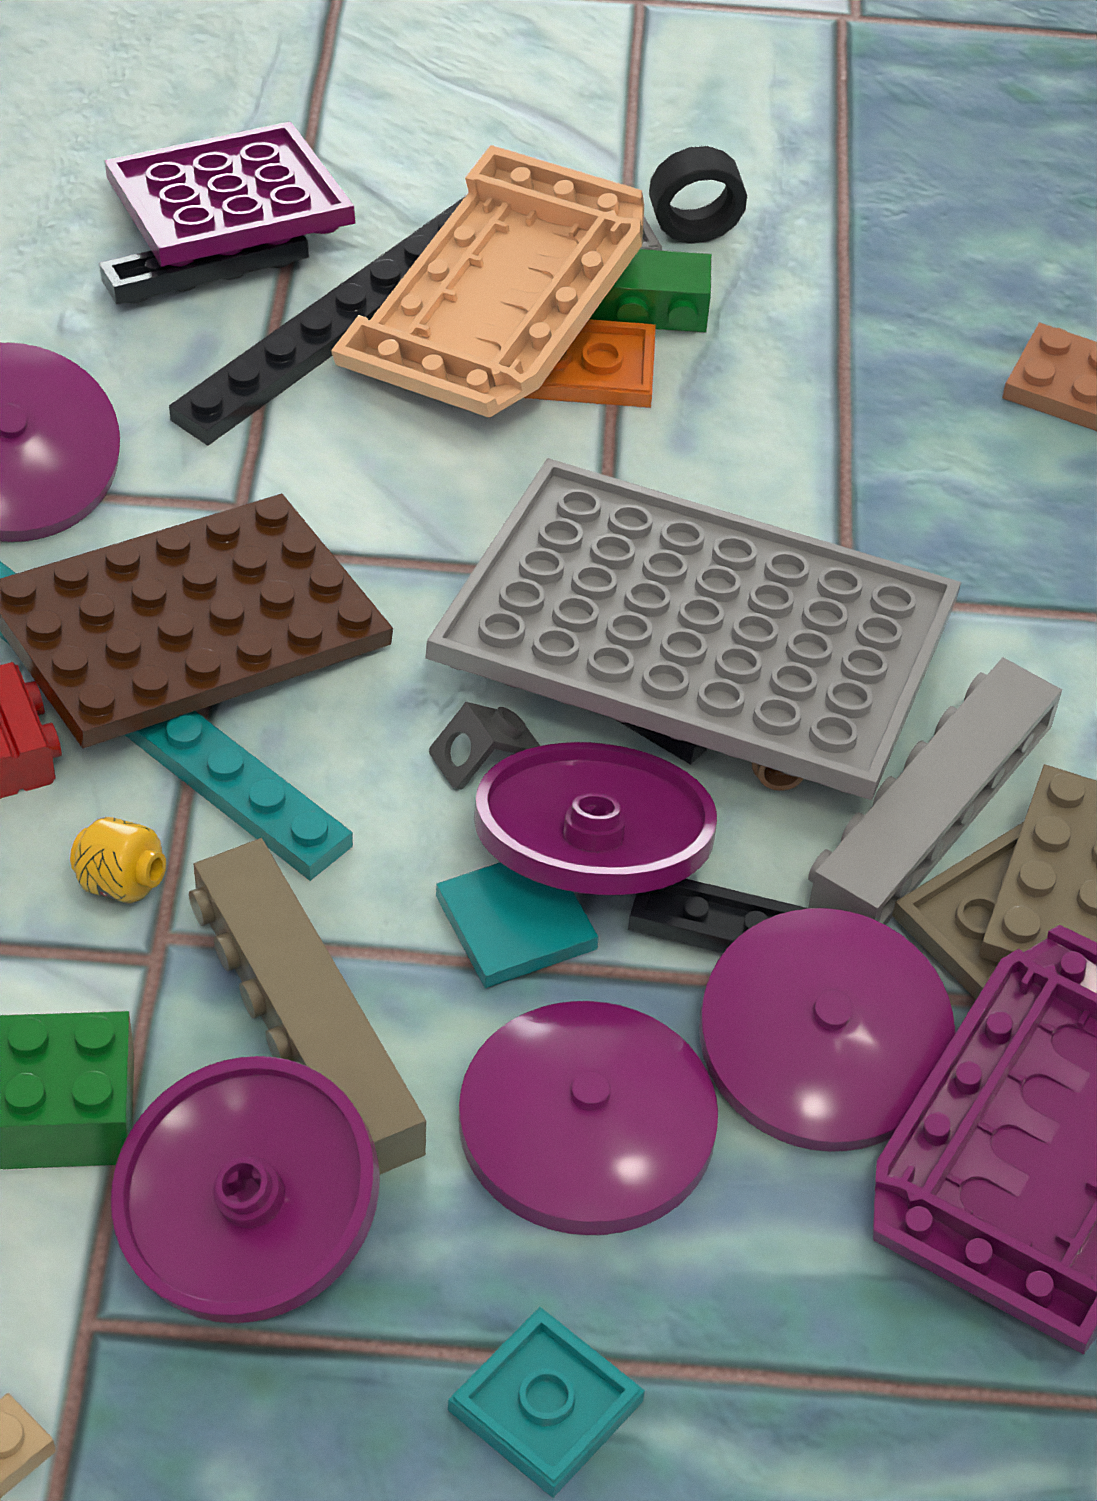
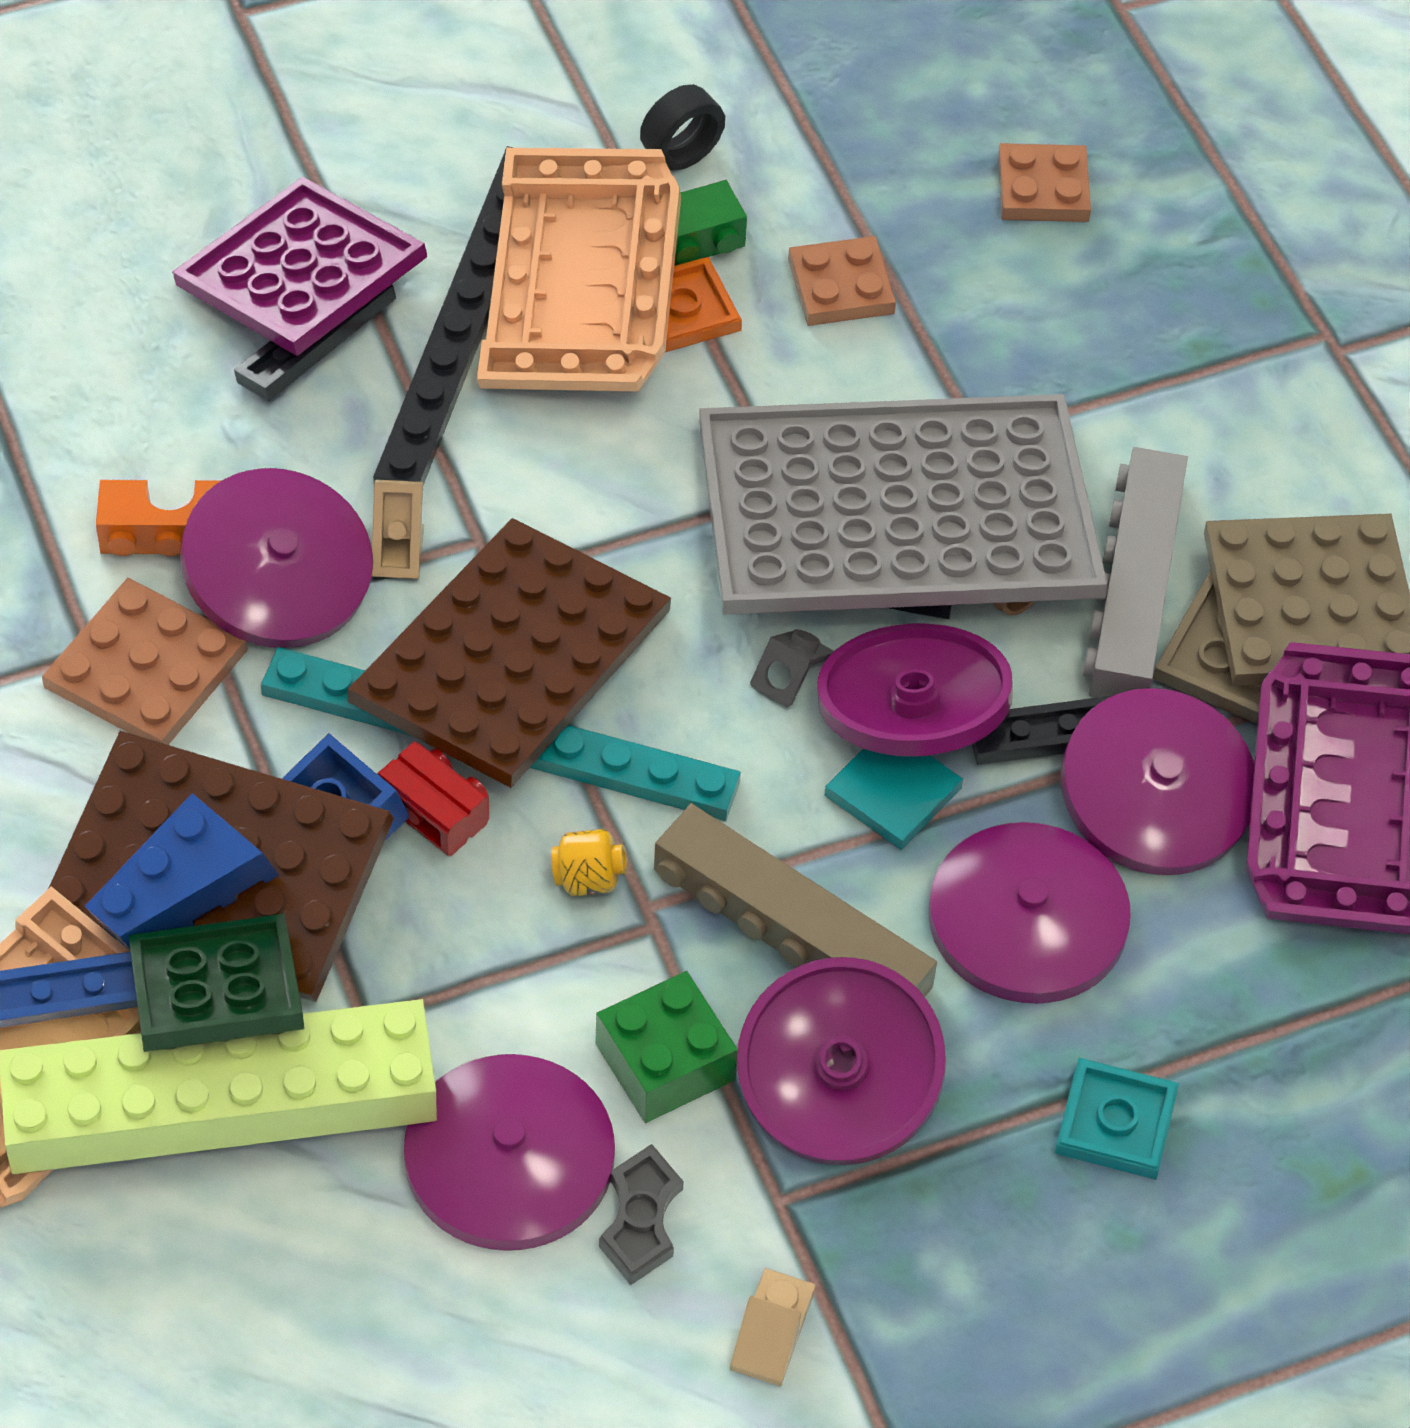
camera: 25 degrees left, 5 degrees up
(150, 460) = (397, 529): none -> tan slope
(786, 395) = (841, 280): none -> nougat plate

